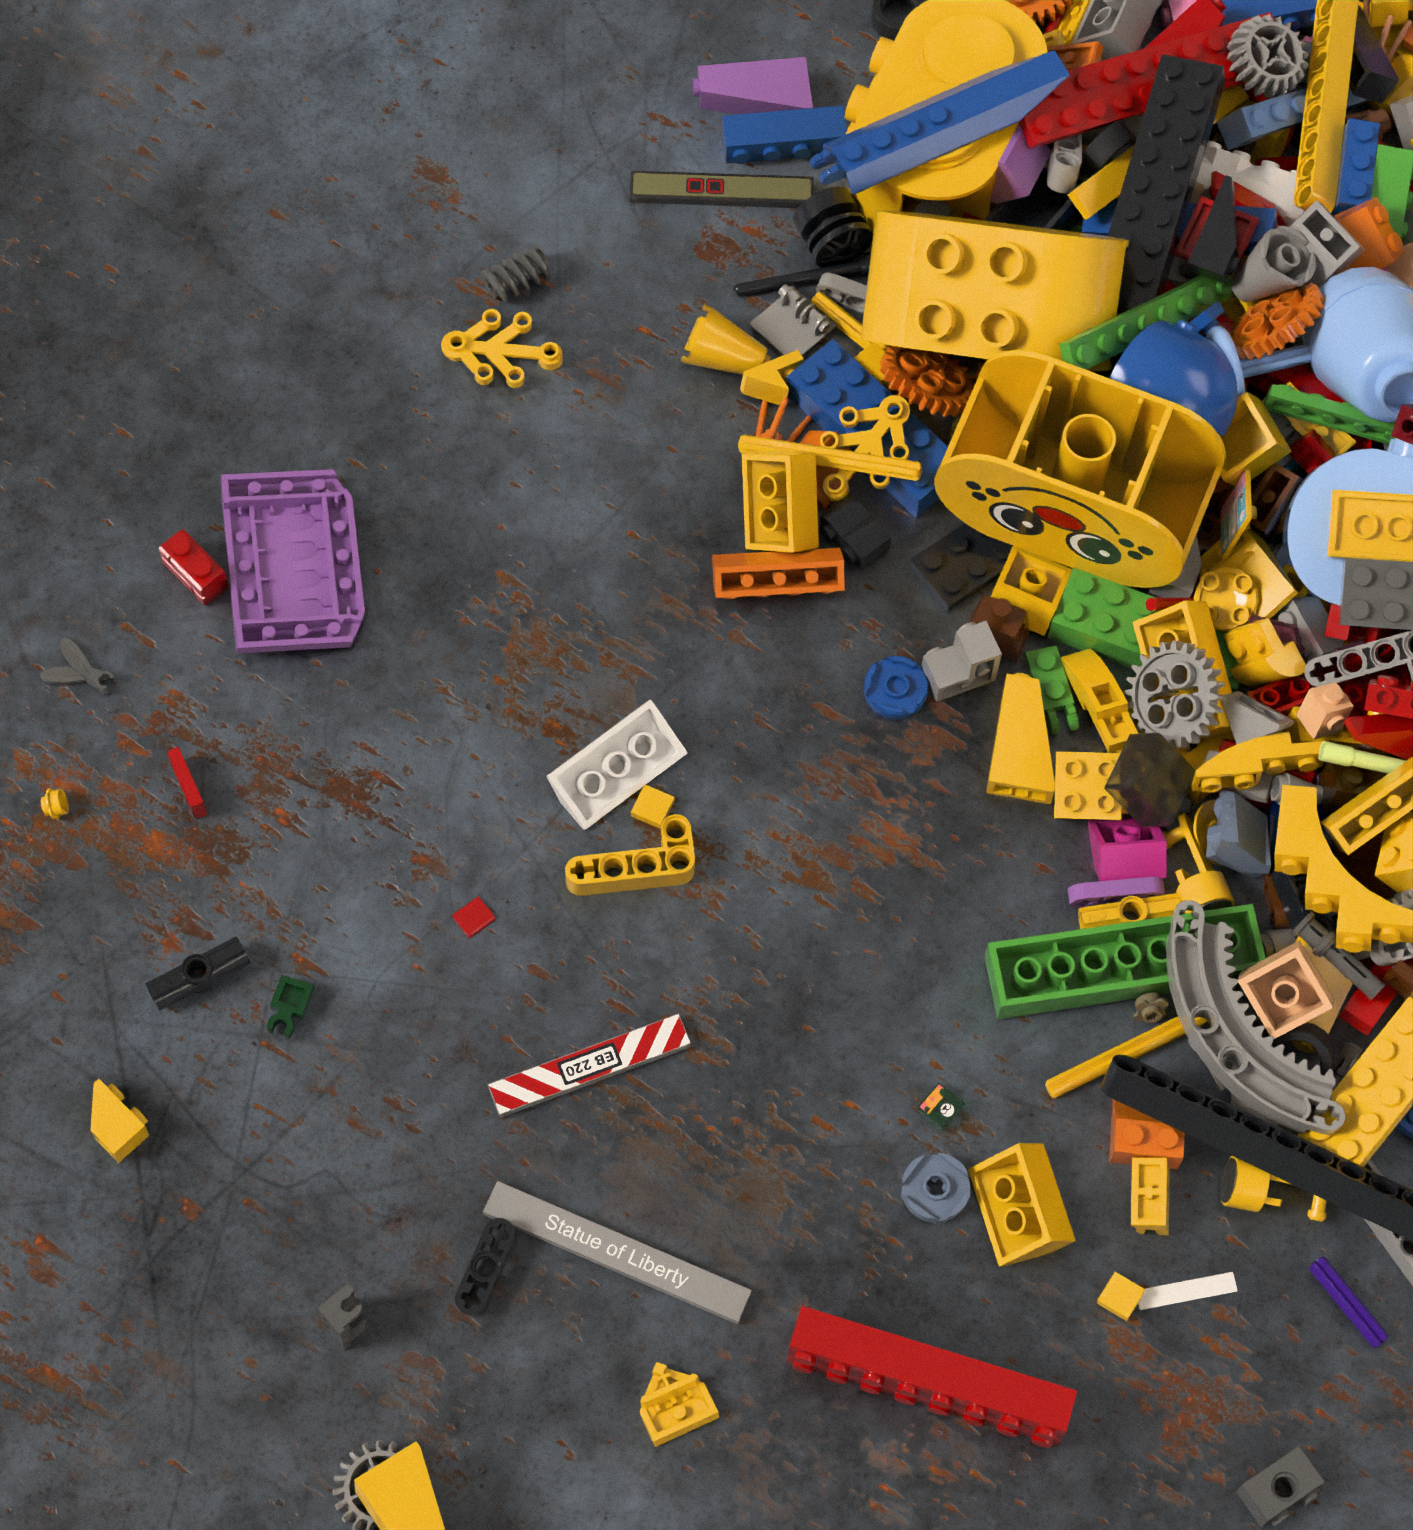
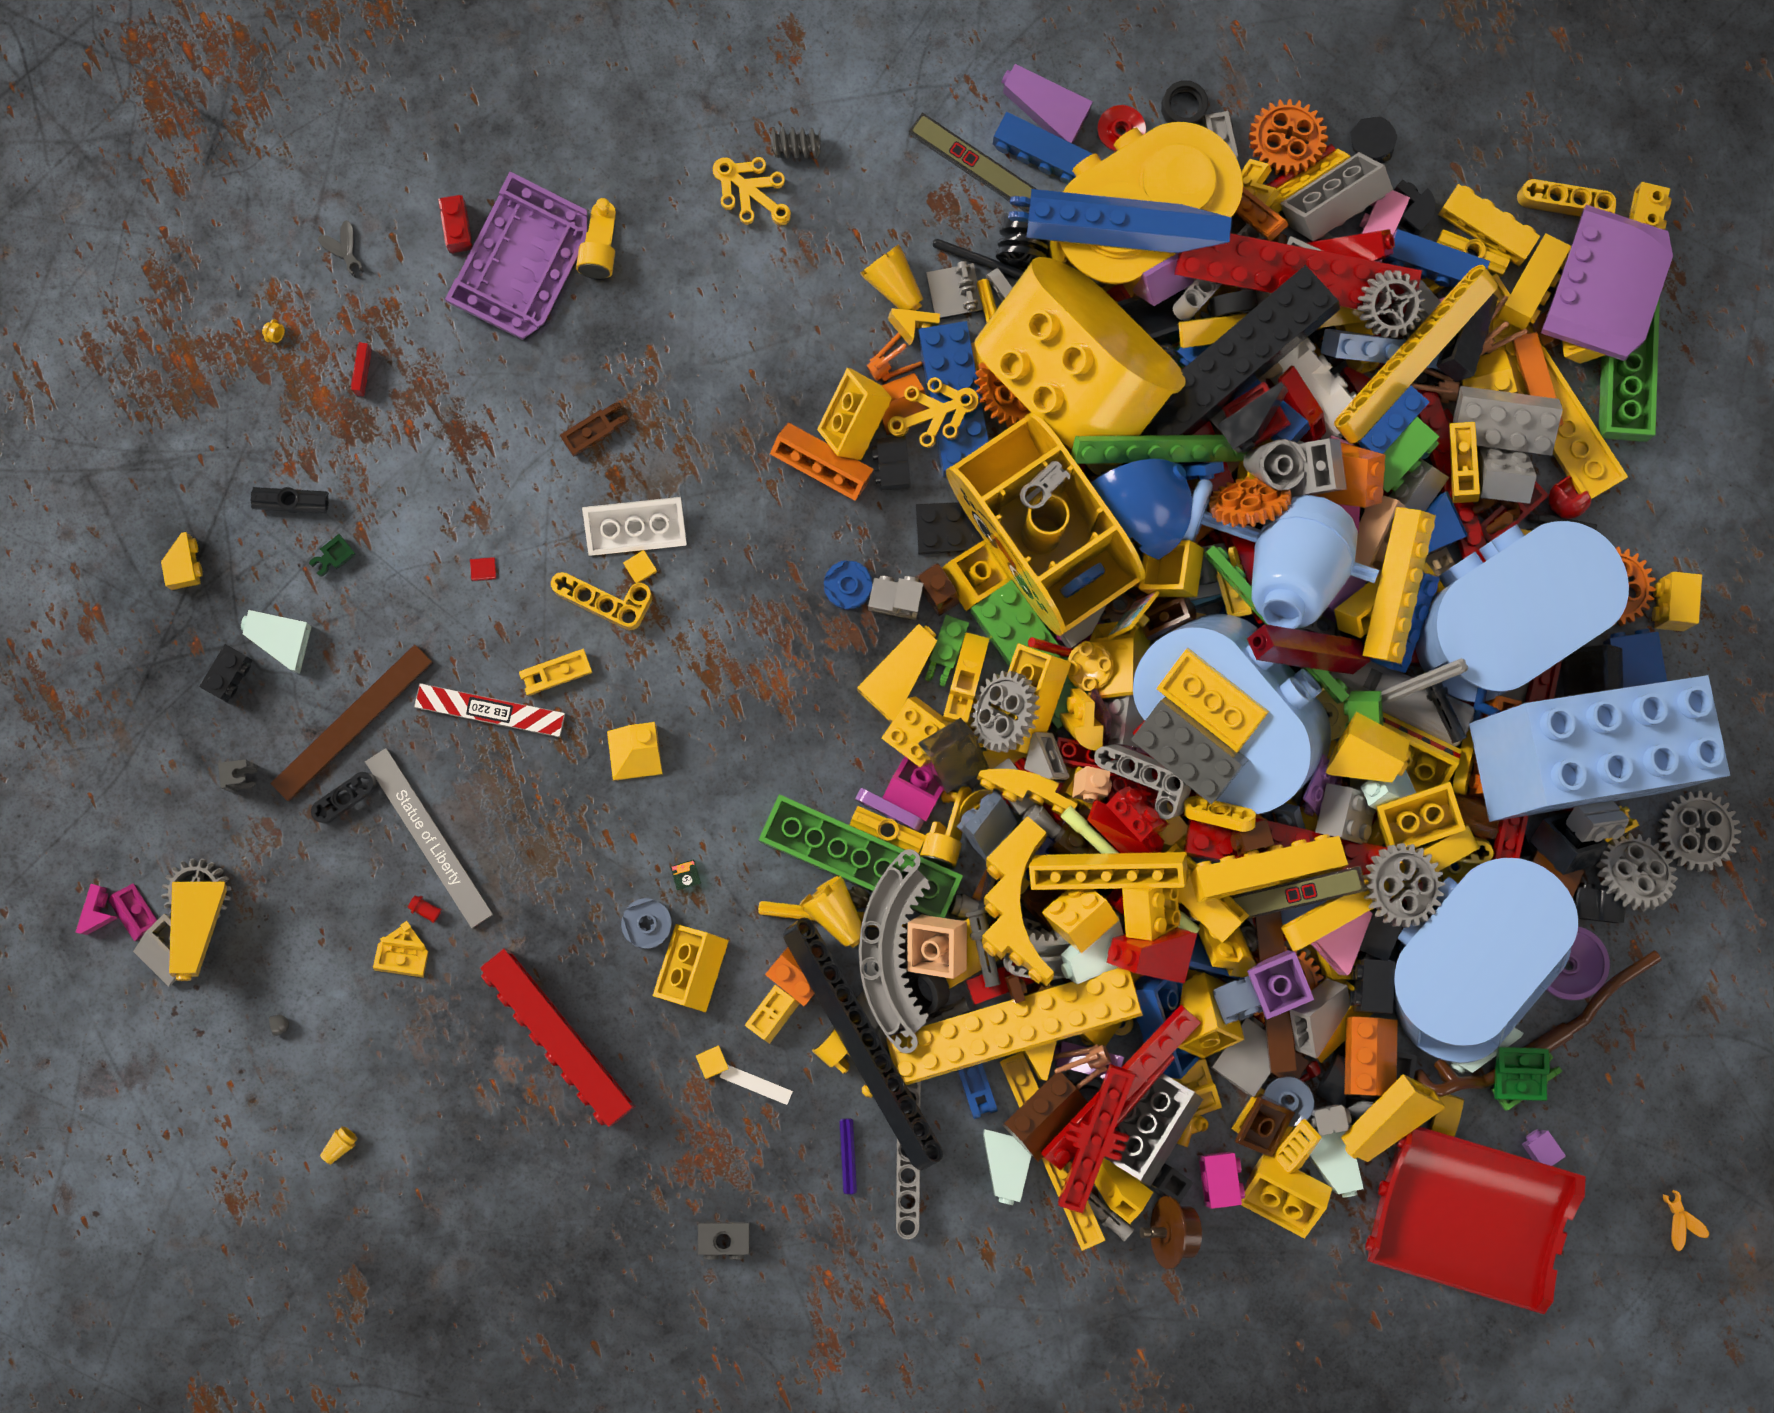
camera: 30 degrees right, 15 degrees up
(250, 1212) = (226, 673): none -> black brick
(284, 1134) = (278, 636): none -> light aqua slope
(375, 503) = (596, 254): none -> yellow piece
(436, 1181) = (351, 723): none -> reddish brown tile
(497, 693) = (593, 429): none -> reddish brown hinge
(637, 975) = (556, 672): none -> yellow plate
(667, 1335) = (424, 908): none -> red pin
(787, 1005) = (634, 751): none -> yellow slope
(837, 458) = (906, 408): yellow axle -> none
(845, 60) = (1118, 117): none -> red dish
(1065, 404) = (1046, 482): none -> light grey piece
(1142, 1031) = (835, 911): none -> yellow cone
(1162, 499) = (1082, 580): none -> blue tile
(1311, 451) = (1217, 602): red tile -> none

